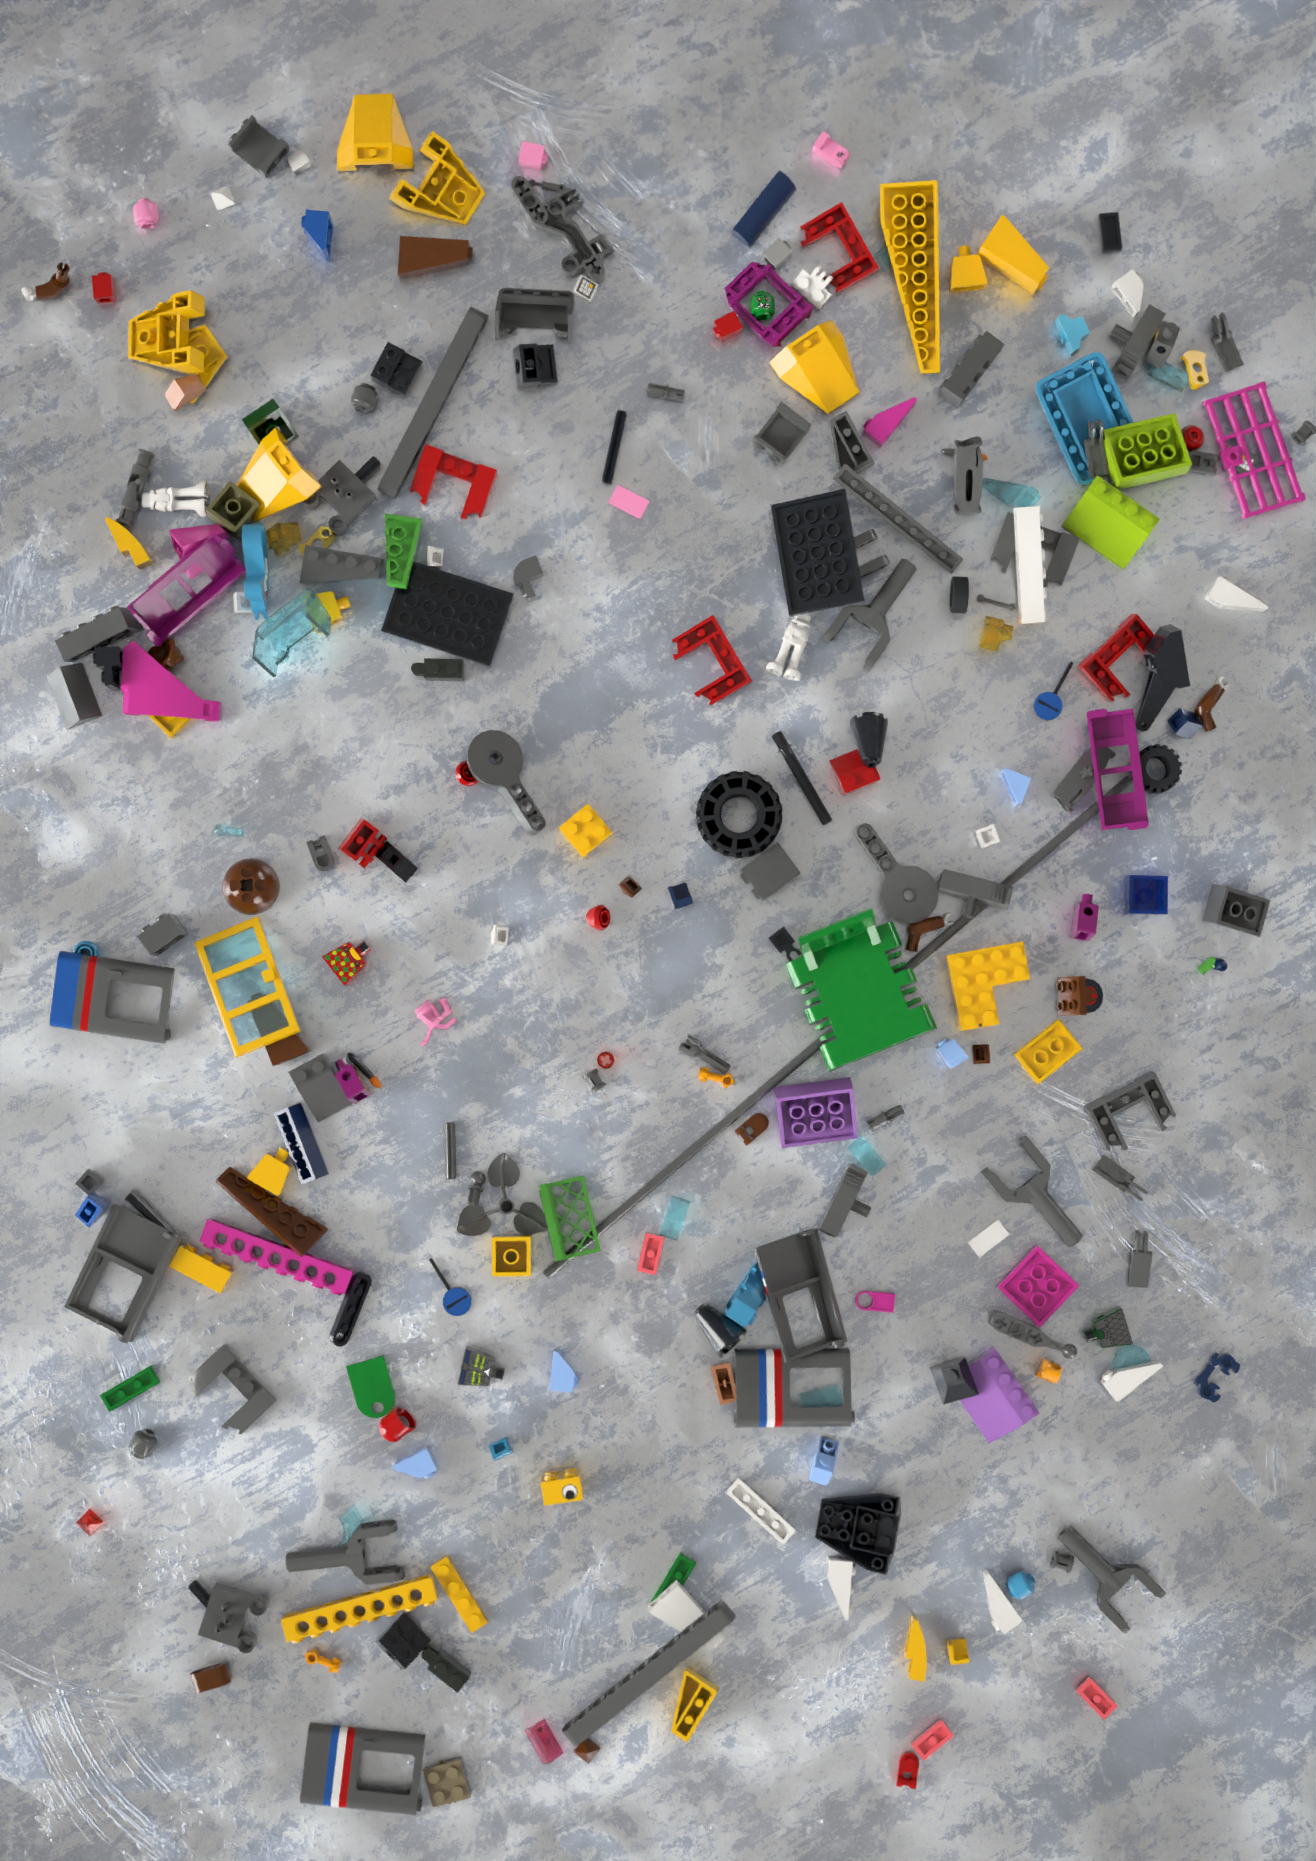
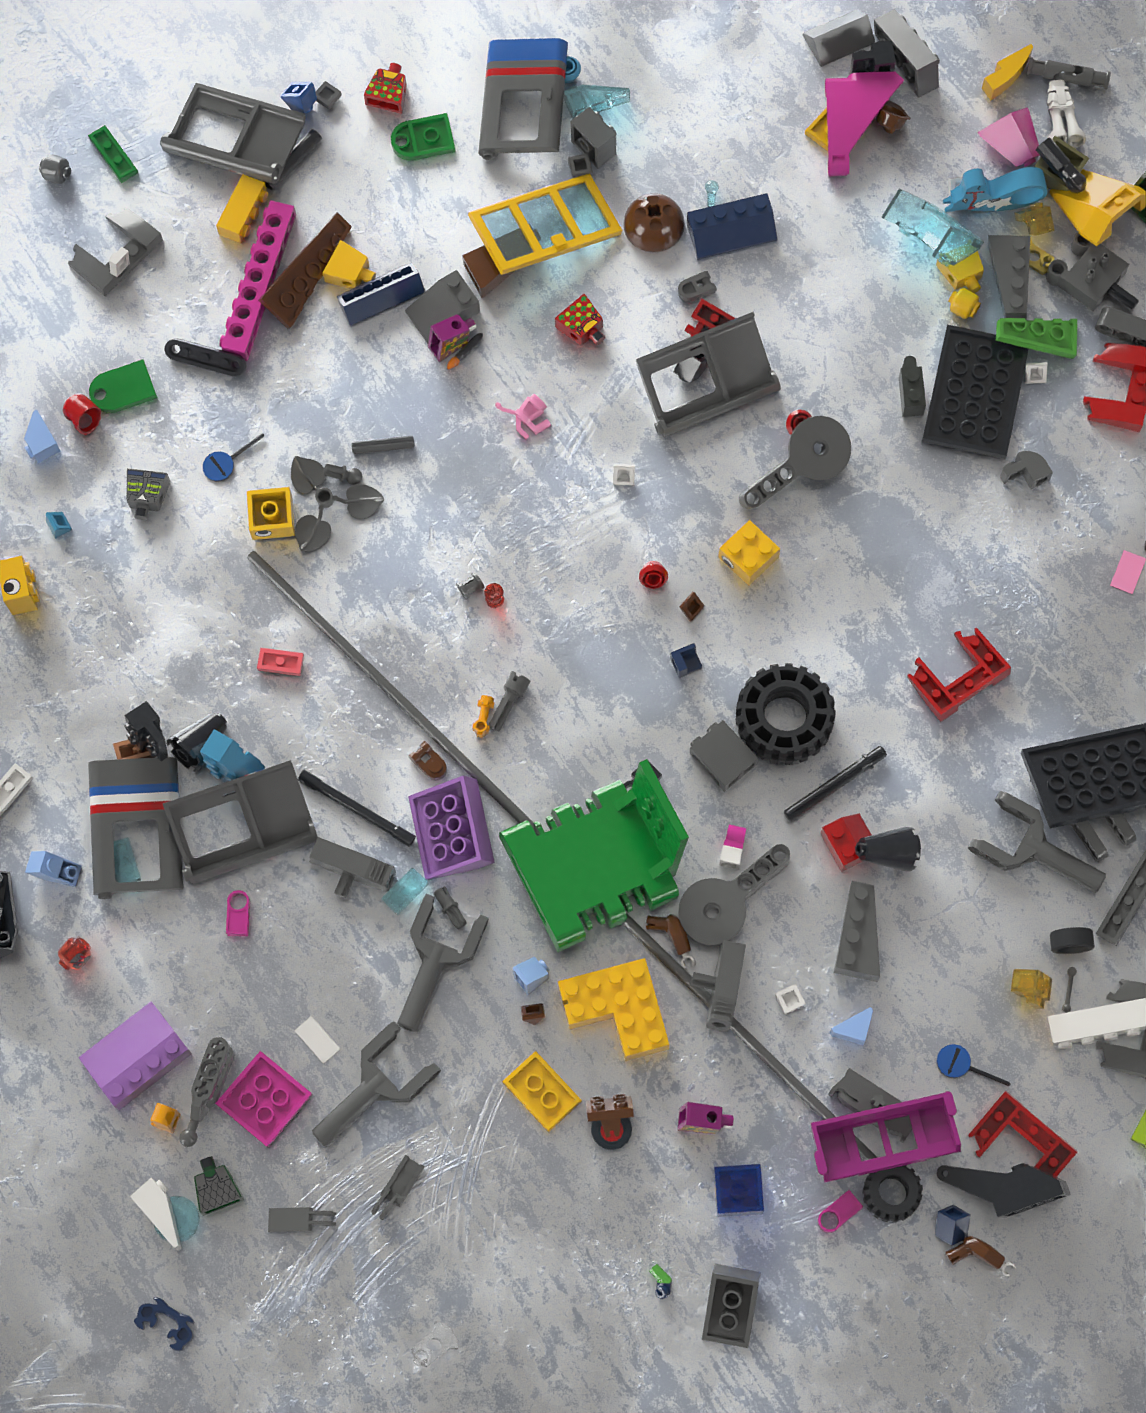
camera: 95 degrees right, 15 degrees down
(89, 1124) = (387, 89): none -> red torso
(119, 934) = (596, 97): none -> clear light blue slope
(140, 1092) = (424, 137): none -> green tile
(159, 617) = (935, 101): magenta piece -> none
(187, 949) = (580, 165): none -> dark grey slope
(239, 507) = (1062, 166): none -> black piece
(250, 1386) = (119, 261): none -> white plate
(264, 815) = (732, 226): none -> dark blue slope
(361, 612) = (964, 303): none -> yellow head
(408, 824) = (735, 364): none -> dark grey piece
(552, 1219) = (309, 552): bright green fence -> none
(562, 1374) = (143, 578): light blue slope -> none
(674, 1218) = (321, 685): clear light blue slope -> none
(713, 1376) = (145, 730): none -> black brick
(795, 636) = (998, 764): white piece -> none
(813, 1160) = (318, 785): none -> black piece
(851, 871) = (733, 847): none -> leg
(900, 1444) = (74, 953): none -> clear red head
(930, 1134) = (434, 959): none -> dark grey piece
(940, 773) = (858, 941): none -> dark grey wedge
(954, 1381) = (149, 1009): black slope -> none
(1144, 1088) = (506, 1208): dark grey wedge -> none
(1163, 810) = (843, 1208): none -> dark pink piece
(1228, 596) = (1114, 1268): white slope -> none

